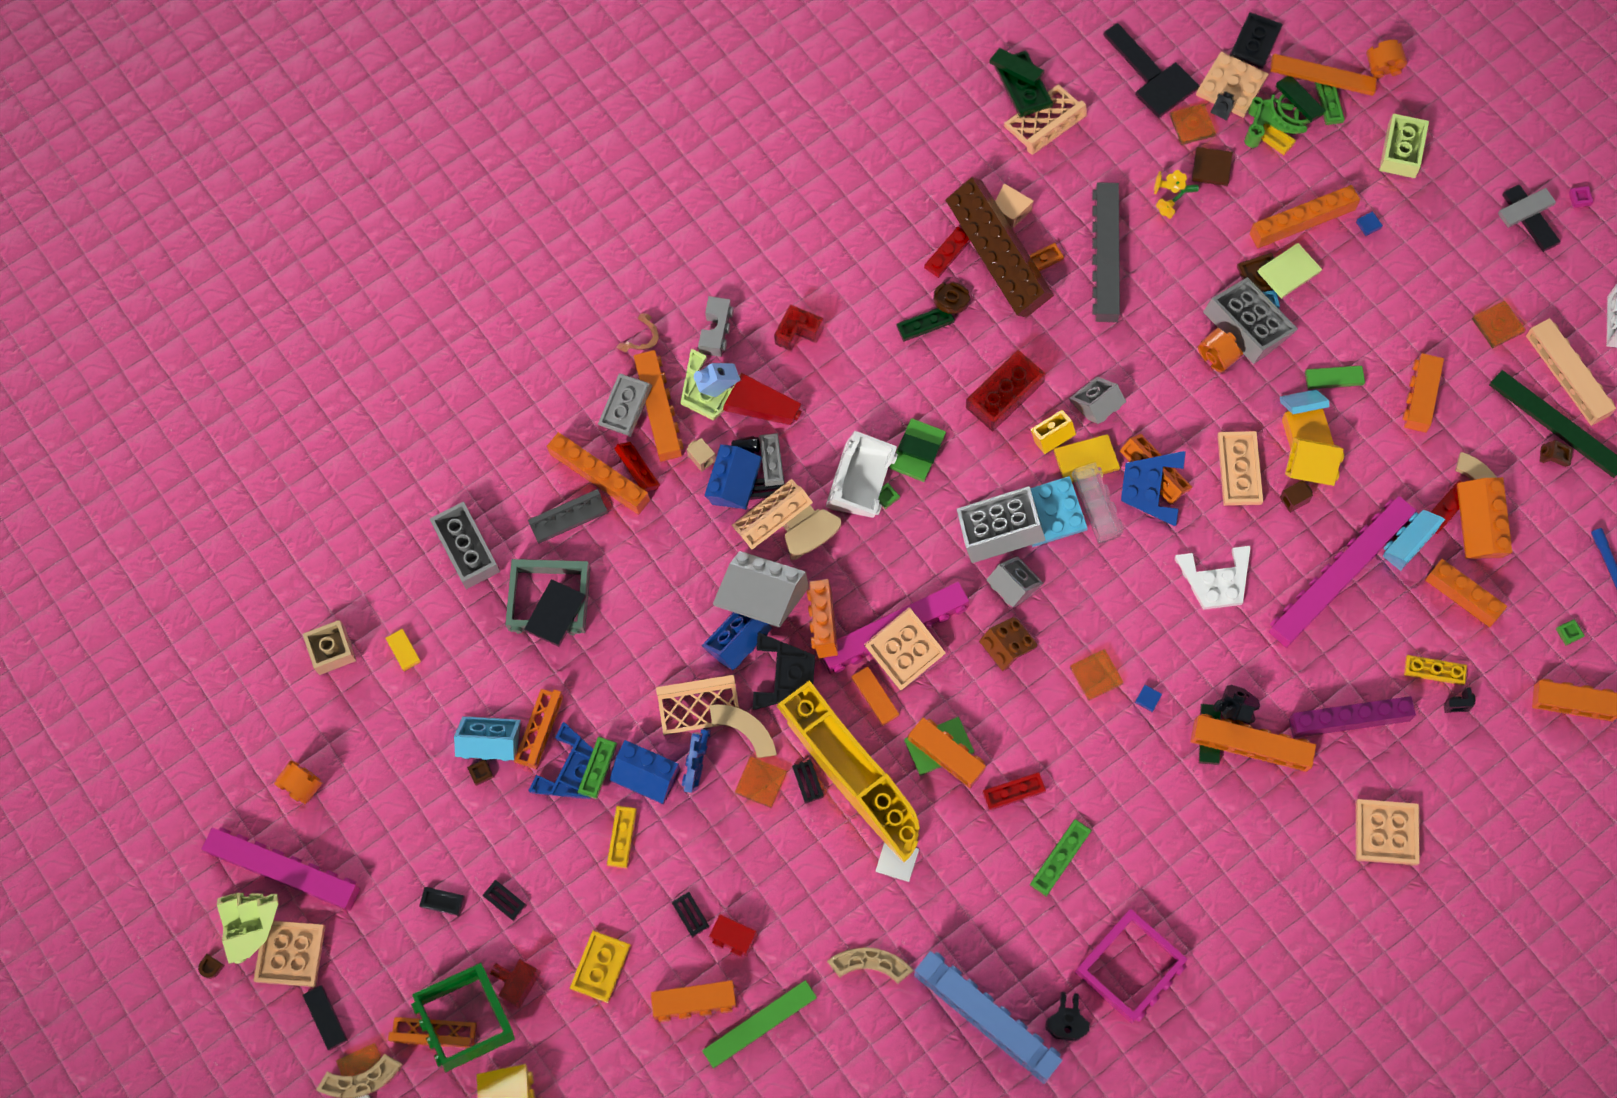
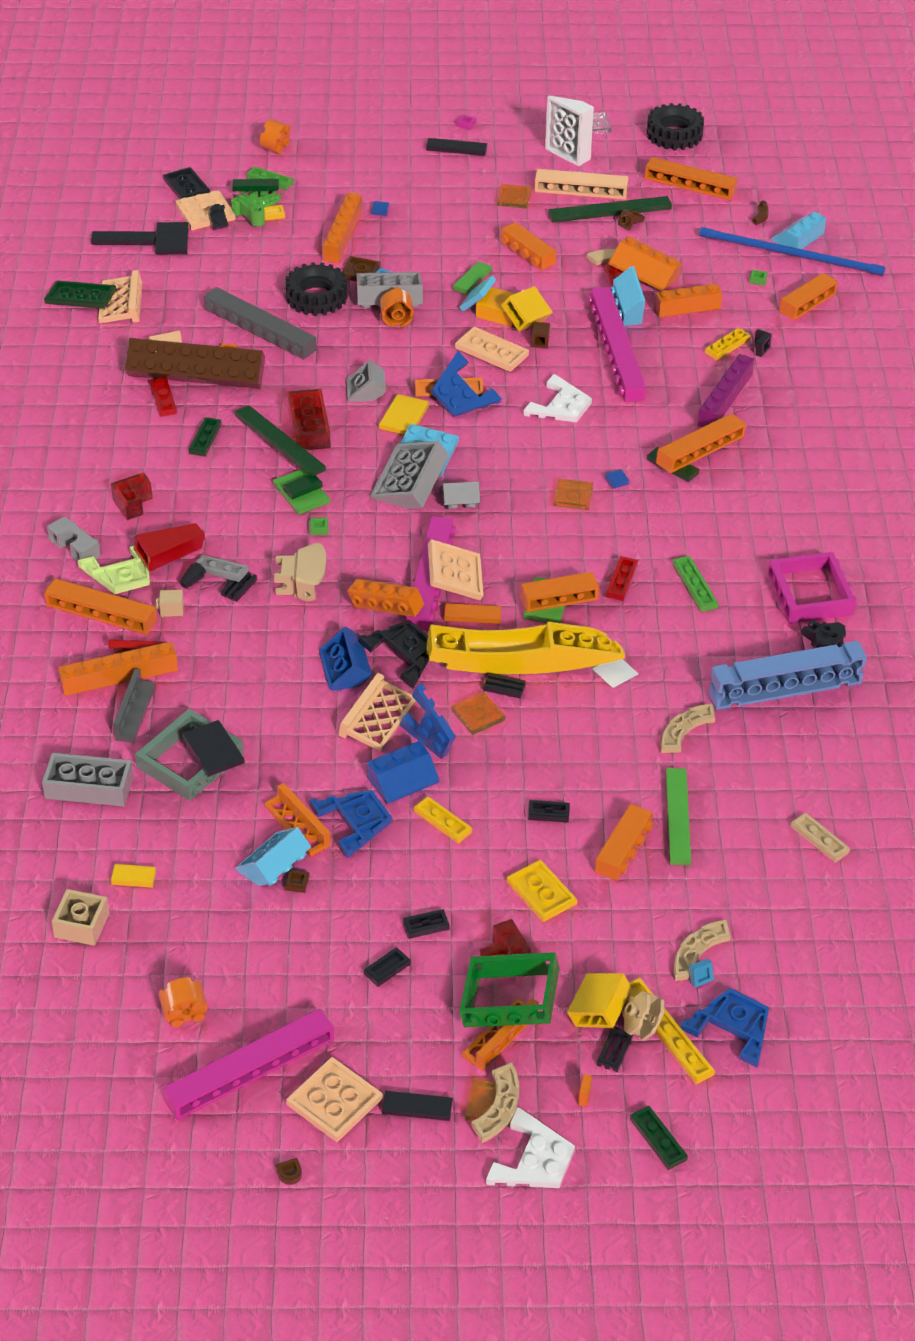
camera: 60 degrees left, 25 degrees down
(245, 923) = (281, 1107): yellowish green brick -> none
(597, 768) = (372, 796): bright green tile -> none
(625, 404) = (79, 621): light grey tile -> none
(645, 318) = (30, 575): nougat helmet -> none
(716, 378) = (125, 548): light blue torso -> none
(733, 477) = (212, 593): blue slope -> none
(733, 936) = (591, 790): red brick -> none
(746, 724) = (439, 692): tan tile -> none
(761, 589) = (325, 615): light grey slope -> none
(779, 514) = (276, 582): light nougat fence -> none
(861, 475) = (284, 525): white windscreen -> none
(951, 297) = (202, 411): reddish brown tile -> none
(961, 387) = (280, 441): none -> dark green tile
(1007, 642) = (504, 523): dark orange bracket -> none
(1017, 66) = (65, 287): dark green tile -> none
(1053, 431) = (367, 413): yellow brick -> none
(1097, 502) = (446, 421): clear brick -> none
(1175, 183) = (251, 256): yellow plant -> none
(1192, 124) = (211, 241): tile -> none
(1200, 242) = (316, 277): none -> black tyre
(1212, 166) = (254, 248): reddish brown tile -> none
(1236, 704) = (667, 432): black hinge -> none
(1289, 270) = (374, 254): yellowish green tile -> none
(1323, 74) = (251, 167): orange tile -> none
(1387, 832) = (822, 420): light nougat plate -> none
(1404, 145) = (345, 162): yellowish green brick -> none
(1527, 207) = (449, 141): light grey tile -> none

